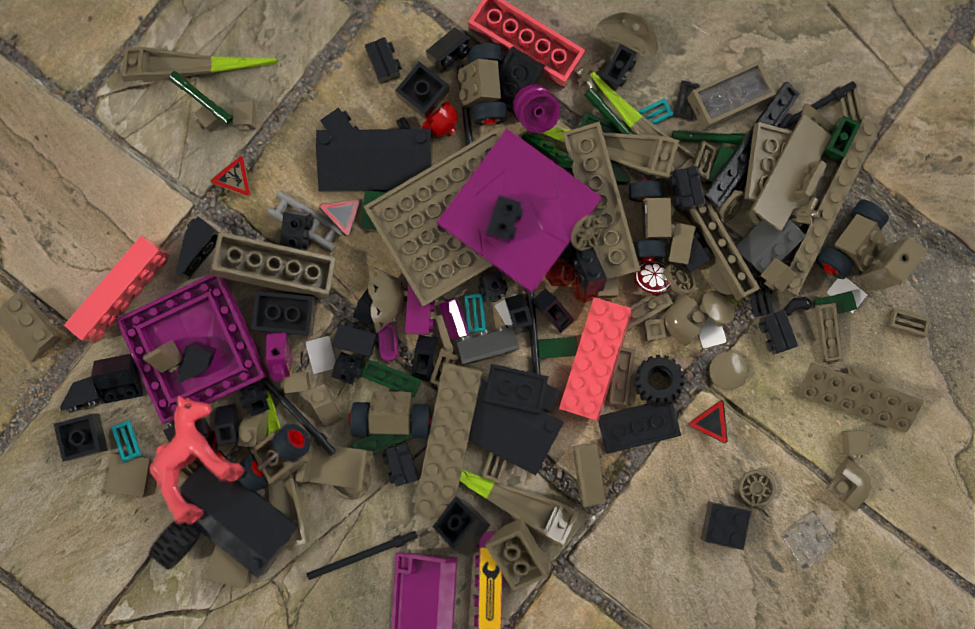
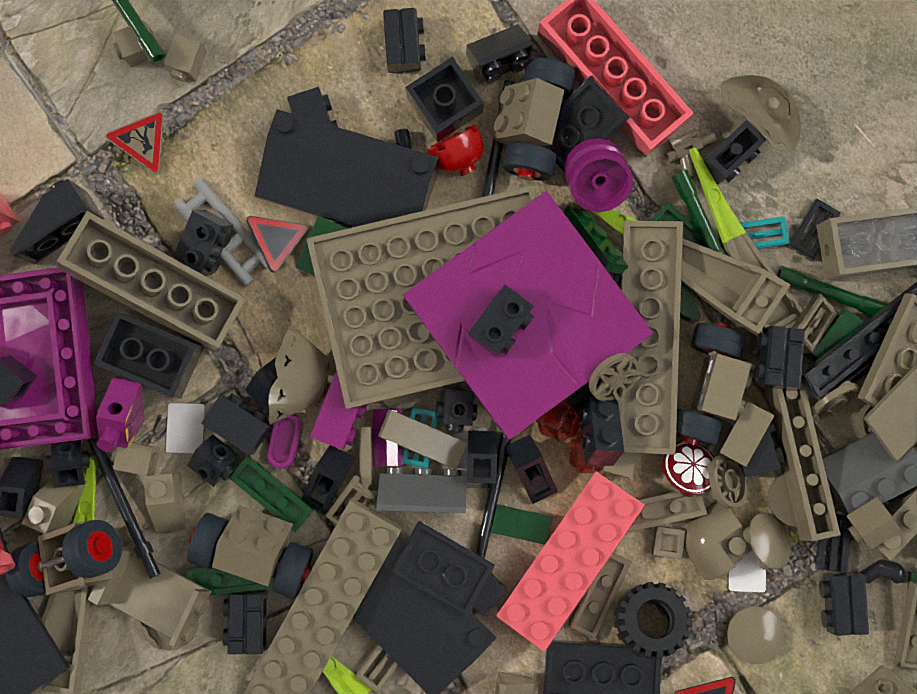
camera: 15 degrees right, 0 degrees up
(477, 312) = (422, 439): none -> dark tan tile

